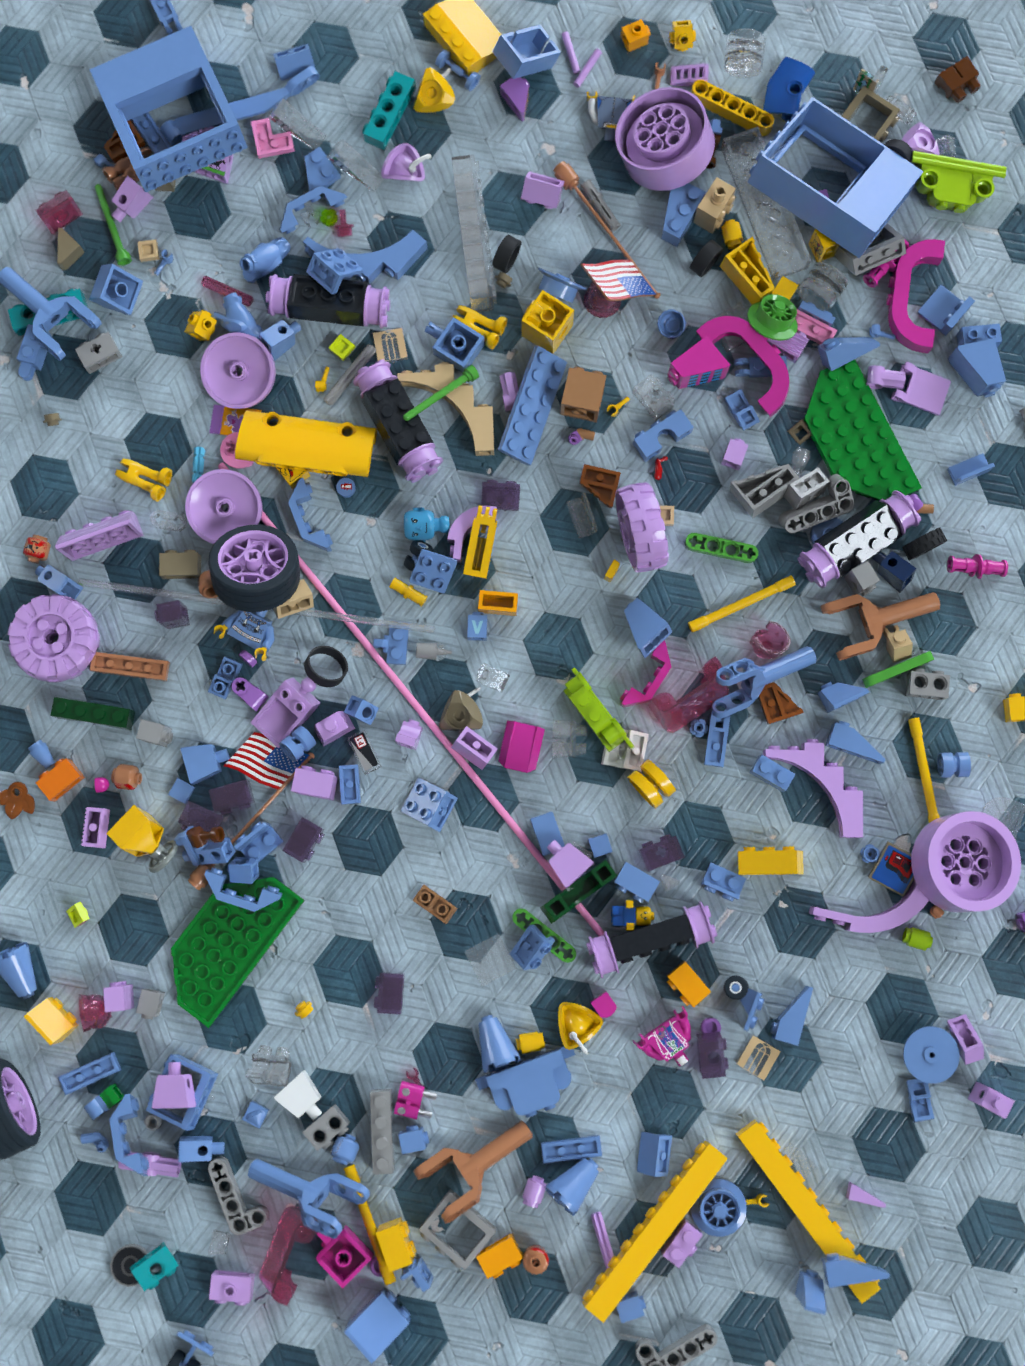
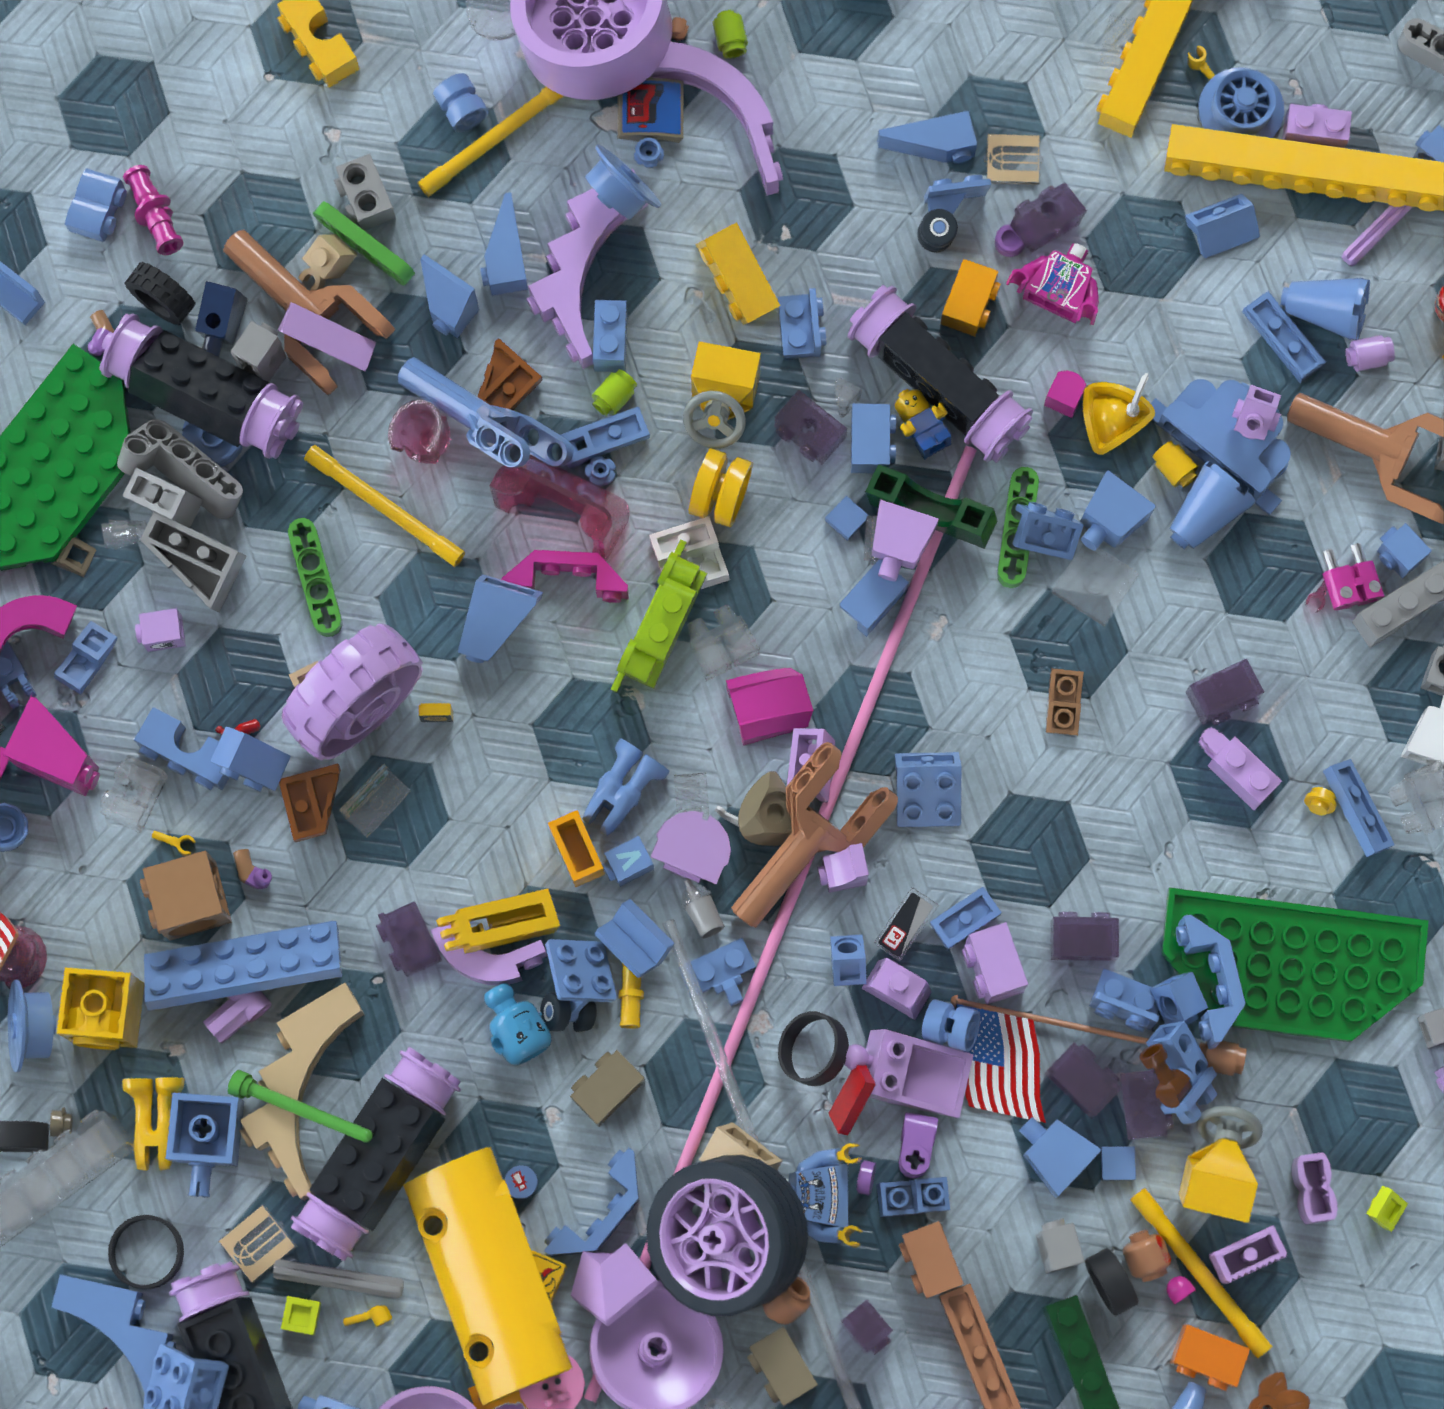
camera: 120 degrees left, 5 degrees down
(62, 807) = (1246, 1329): none -> yellow piece
(110, 883) = (1312, 1179): none -> lavender brick
(123, 750) = (1111, 1281): none -> black tyre
(187, 667) = (932, 1260): none -> nougat brick
(266, 501) = (611, 1283): none -> lavender slope
(288, 671) = (852, 1099): none -> red tile
(288, 1027) = (1358, 807): none -> medium blue plate
(345, 975) = (1238, 767): none -> lavender hinge
(367, 554) = (606, 1087): none -> dark tan piece
(416, 272) = (112, 1248): none -> black tyre
(434, 607) = (635, 939): none -> medium blue panel
(436, 727) = (811, 833): none -> nougat piece
(465, 662) = (693, 846): none -> lavender piece
(512, 644) = (619, 797): none -> medium blue piece
(522, 991) = (1114, 513): none -> medium blue torso
(529, 1100) = (1257, 413): none -> lavender brick
(637, 461) = (249, 758): none -> medium blue brick
(707, 816) = (724, 388): none -> yellow piece
(738, 758) = (614, 393): none -> lime brick
(852, 619) = (327, 336): none -> lavender slope
(853, 821) = (619, 185): none -> medium blue piece
(996, 537) = (95, 205): none -> medium blue brick

